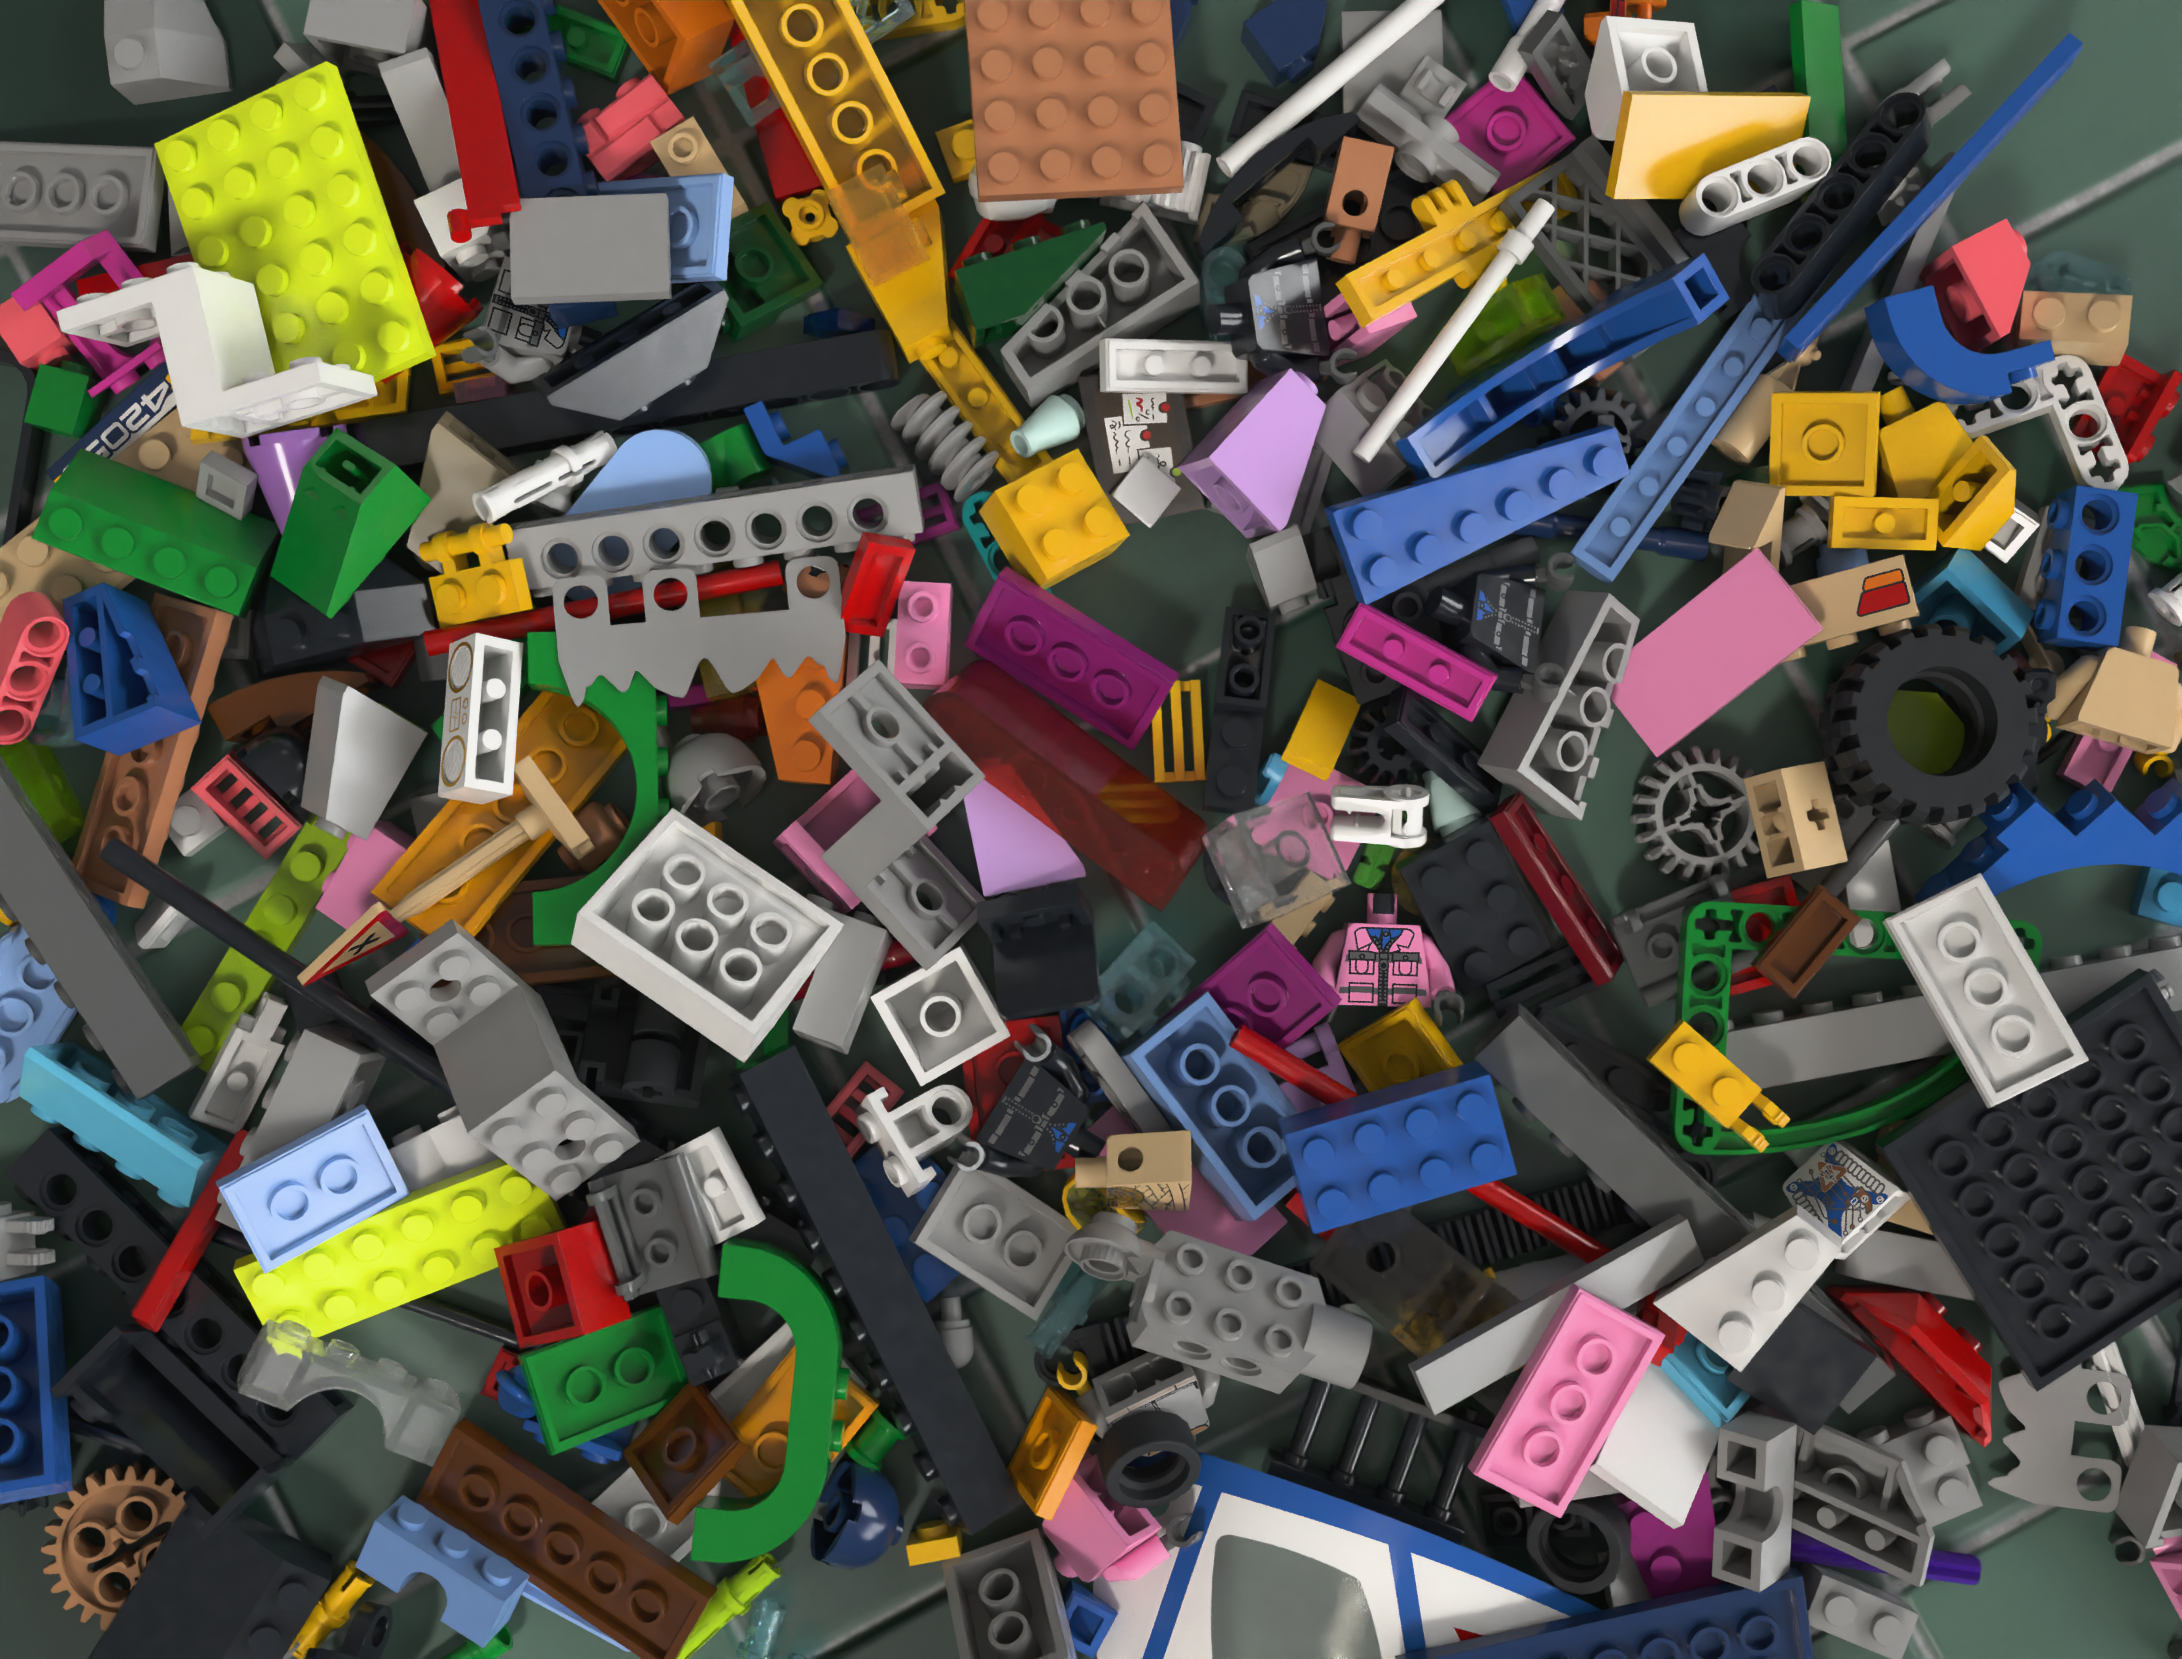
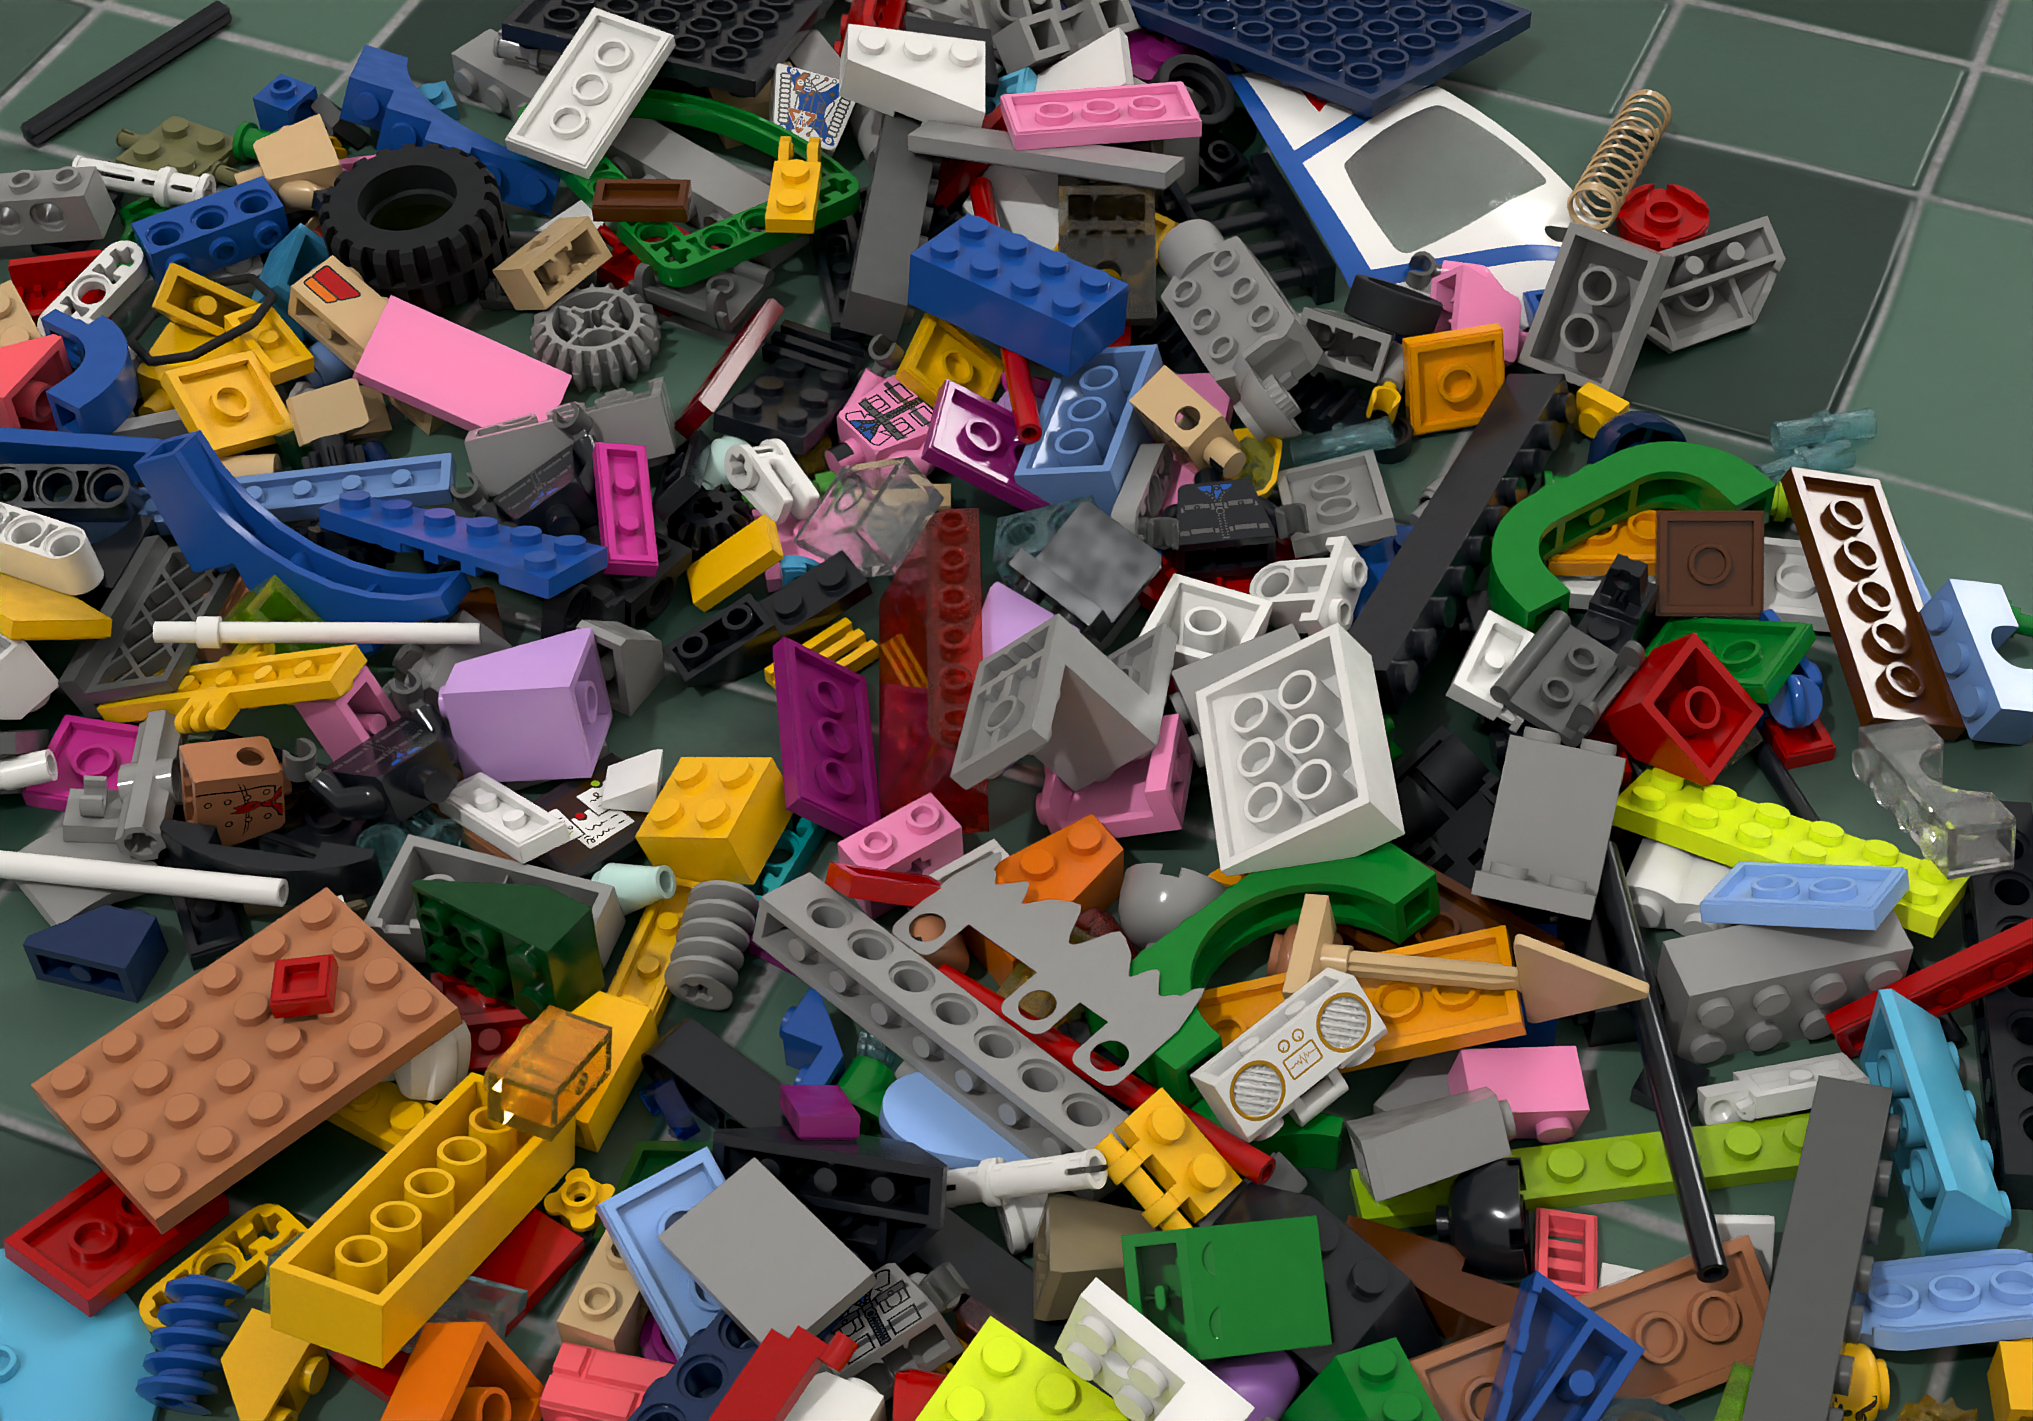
camera: 125 degrees left, 40 degrees down
(703, 383) = (819, 1112): none -> magenta tile
(1077, 99) = (304, 986): none -> red tile
(1901, 485) = (209, 346): none -> black piece

